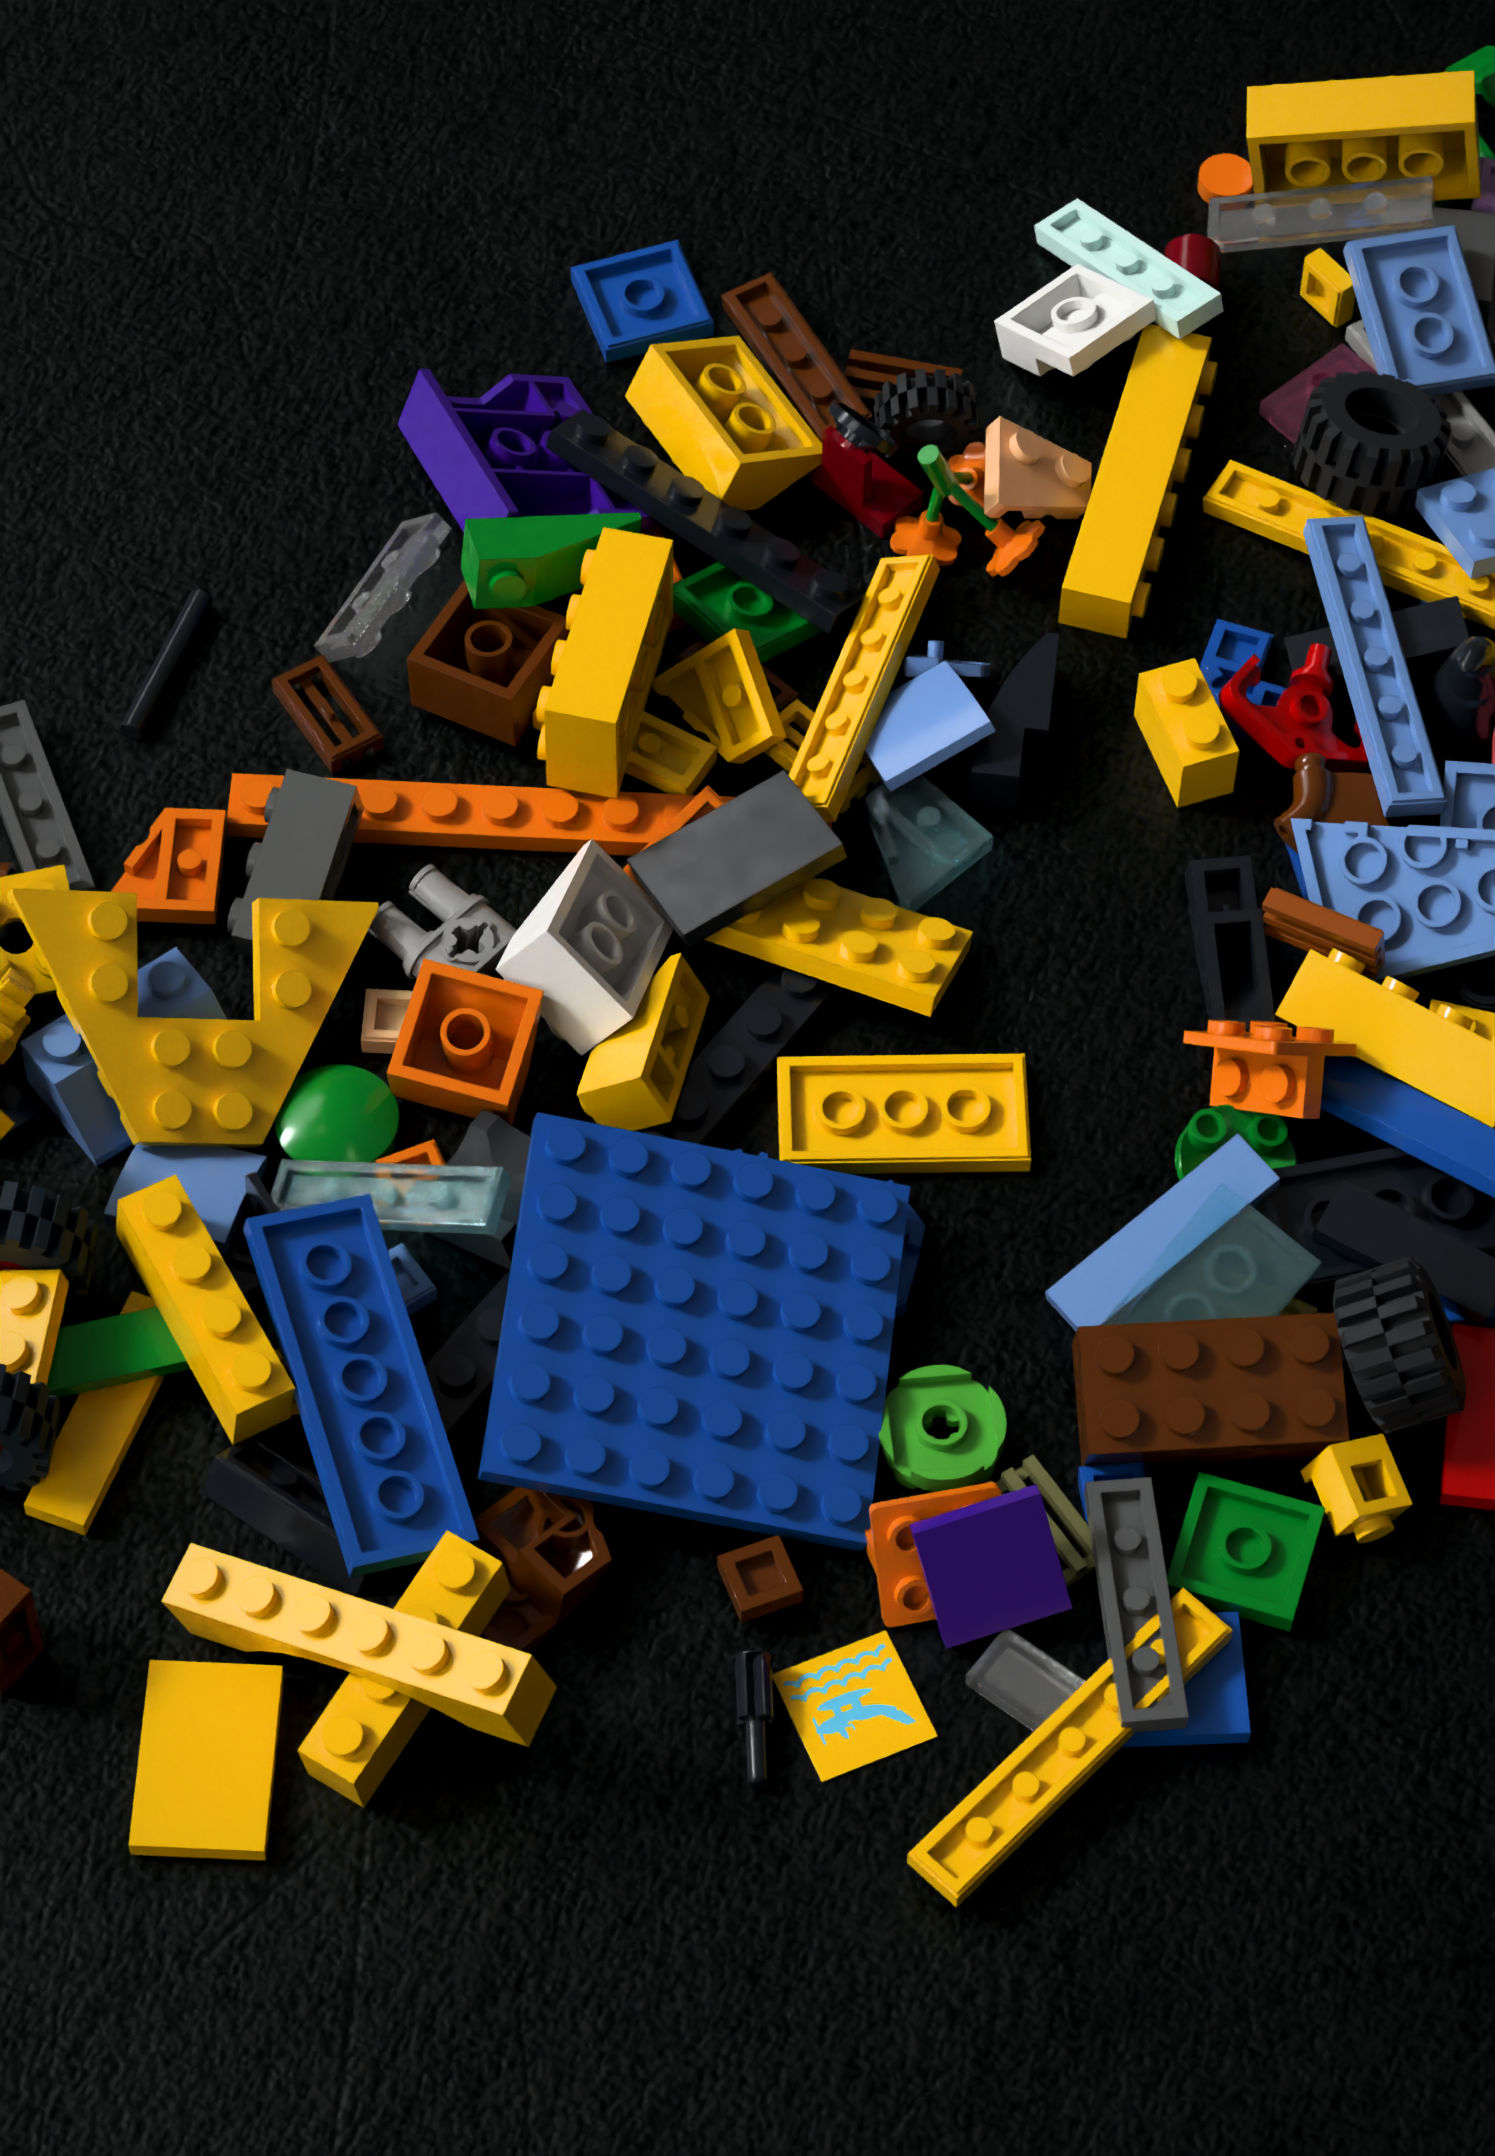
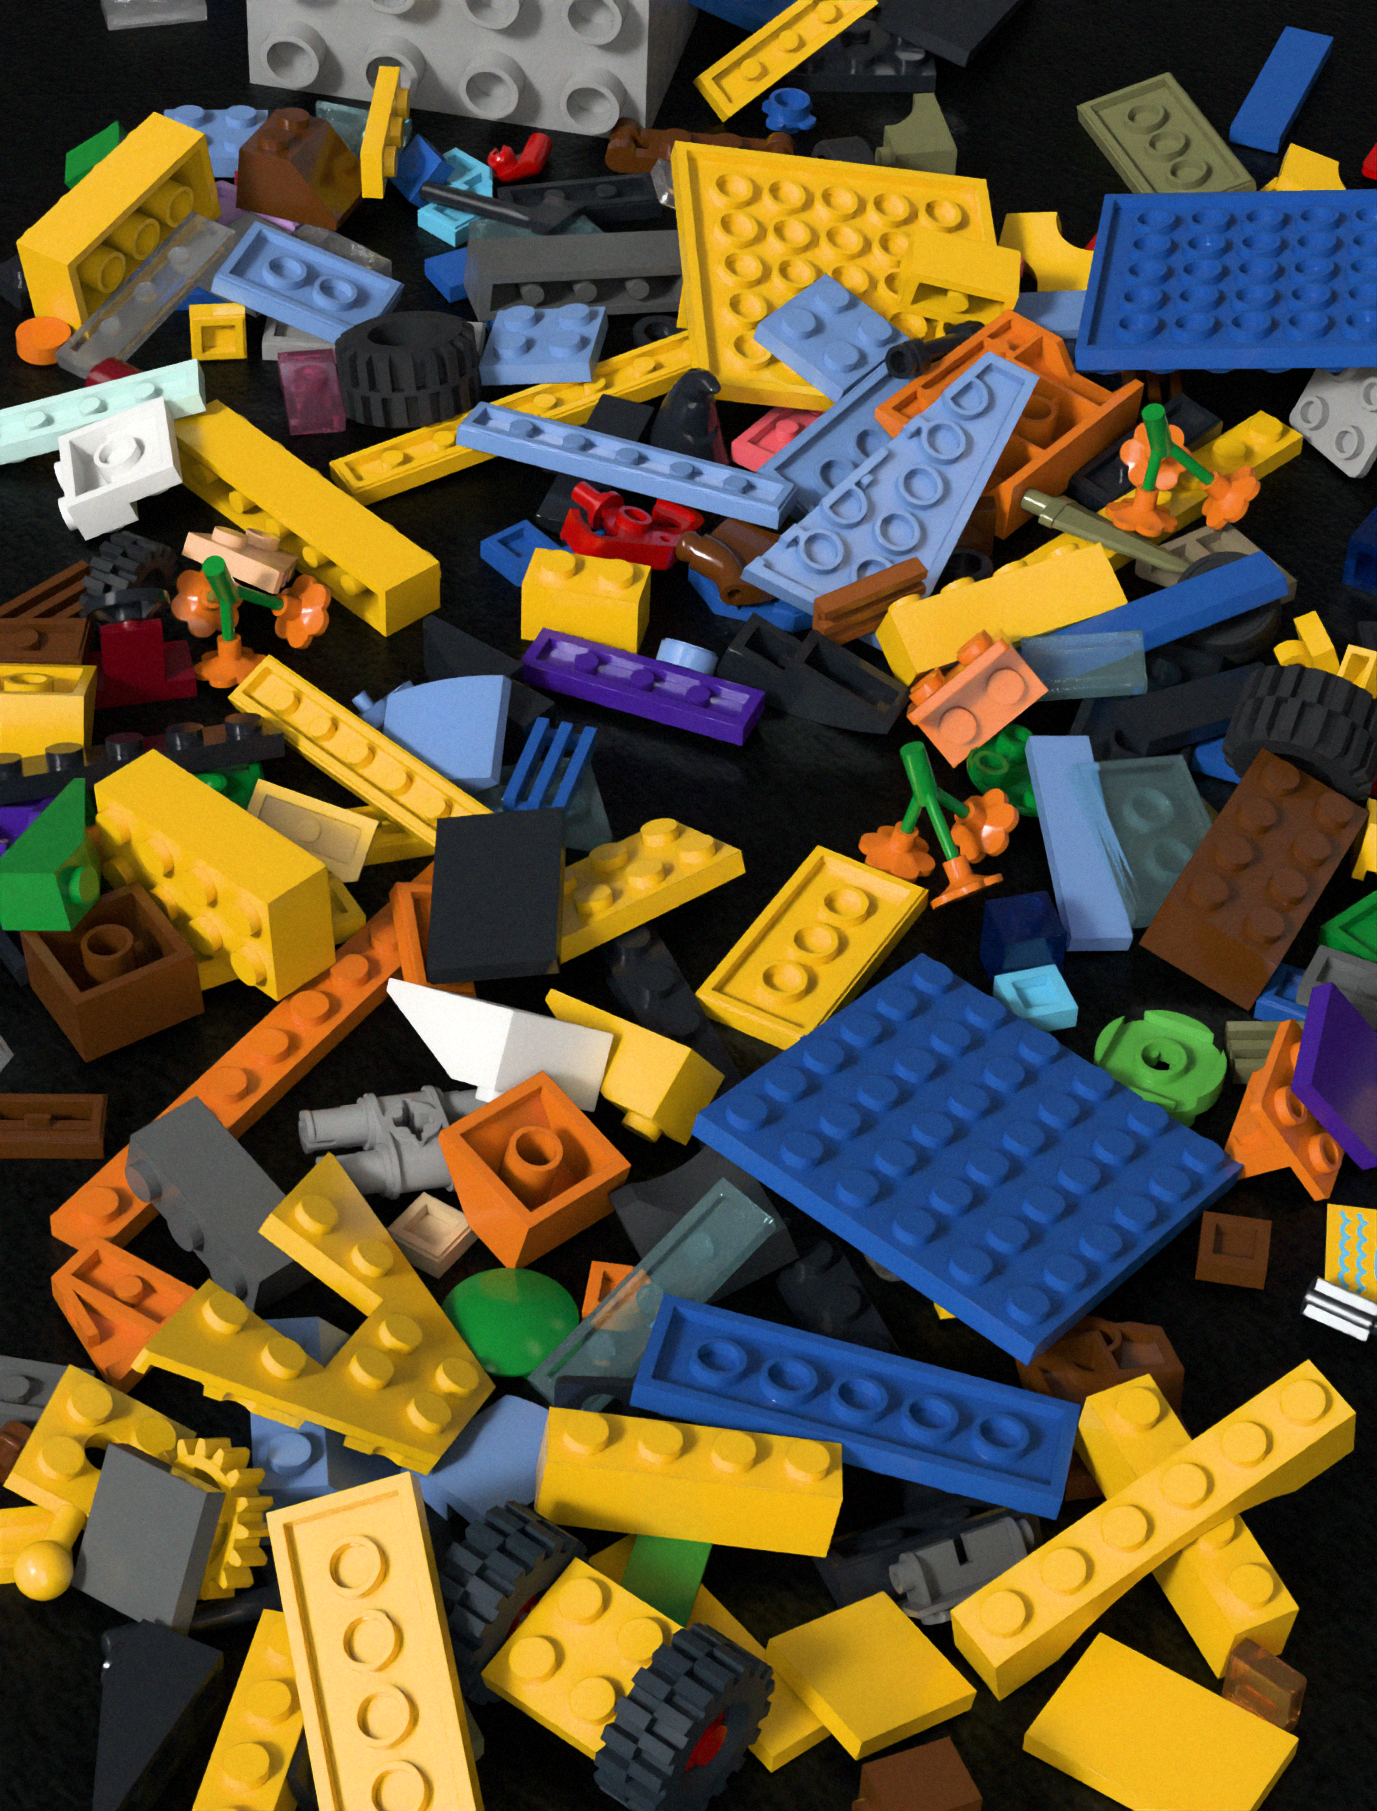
camera: 60 degrees left, 15 degrees down
(136, 1526) = (869, 1675): none -> yellow tile
(252, 1535) = (938, 1581): none -> dark grey hinge
(294, 1803) = (1264, 1685): none -> clear orange tile
(938, 810) = (559, 740): none -> blue tile
(950, 1301) = (1038, 997): none -> medium azure plate
(1001, 1258) = (1021, 934): none -> clear blue brick
(1074, 1116) = (979, 831): none -> orange plant
(1122, 830) = (643, 686): none -> dark purple plate
(1178, 840) = (687, 656): none -> medium blue tile
(1372, 1132) = (1088, 664): none -> clear light blue tile

